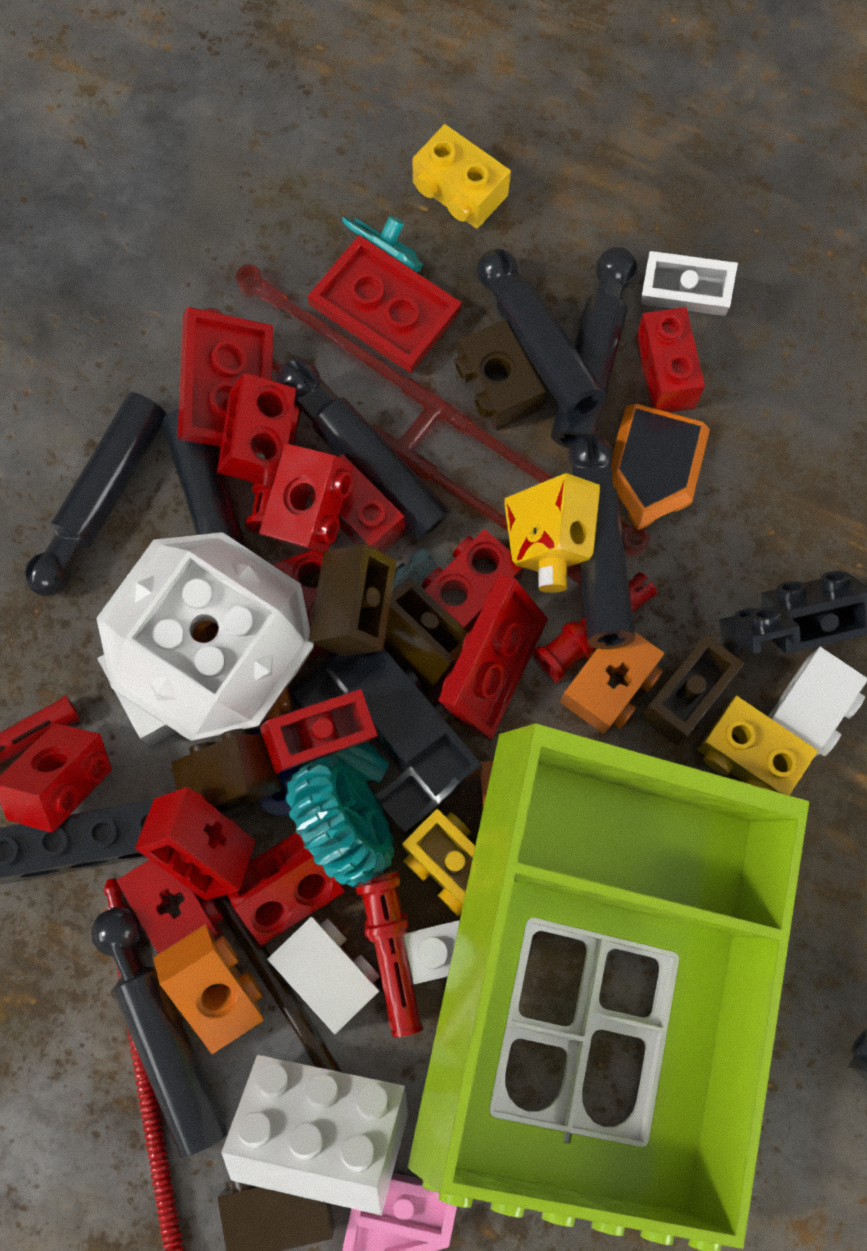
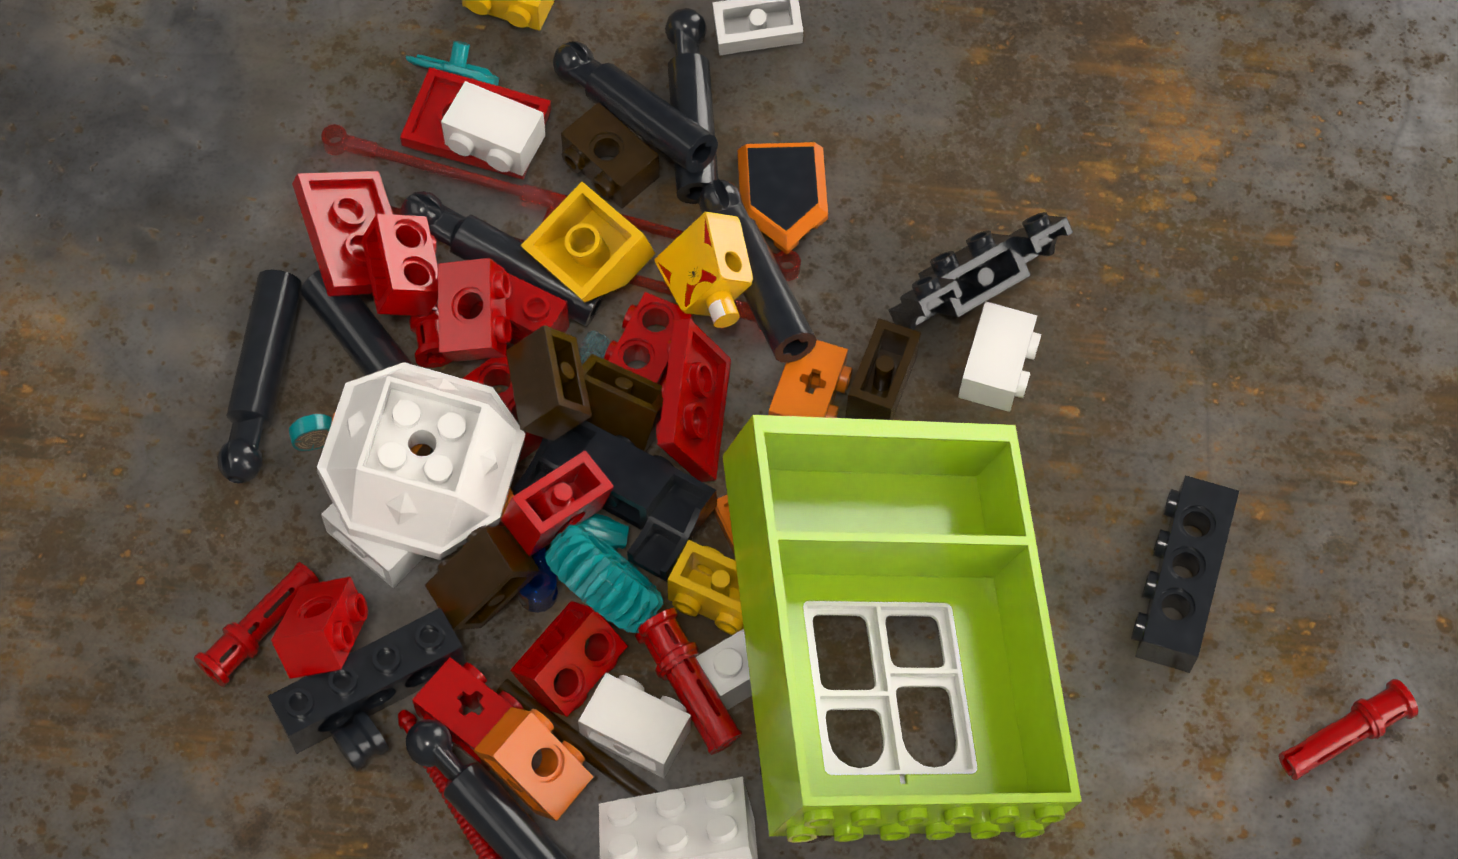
camera: 20 degrees left, 10 degrees down
(58, 898) = (359, 741): none -> black wheel
(118, 565) = (310, 432): none -> teal tile
(196, 844) = (479, 636): red brick -> none
(394, 316) = (493, 129): none -> white brick
(443, 466) = (589, 245): none -> yellow slope
(573, 641) = (763, 367): red pin -> none
(669, 360) = (764, 96): red brick -> none
(755, 748) = (958, 398): yellow brick -> none

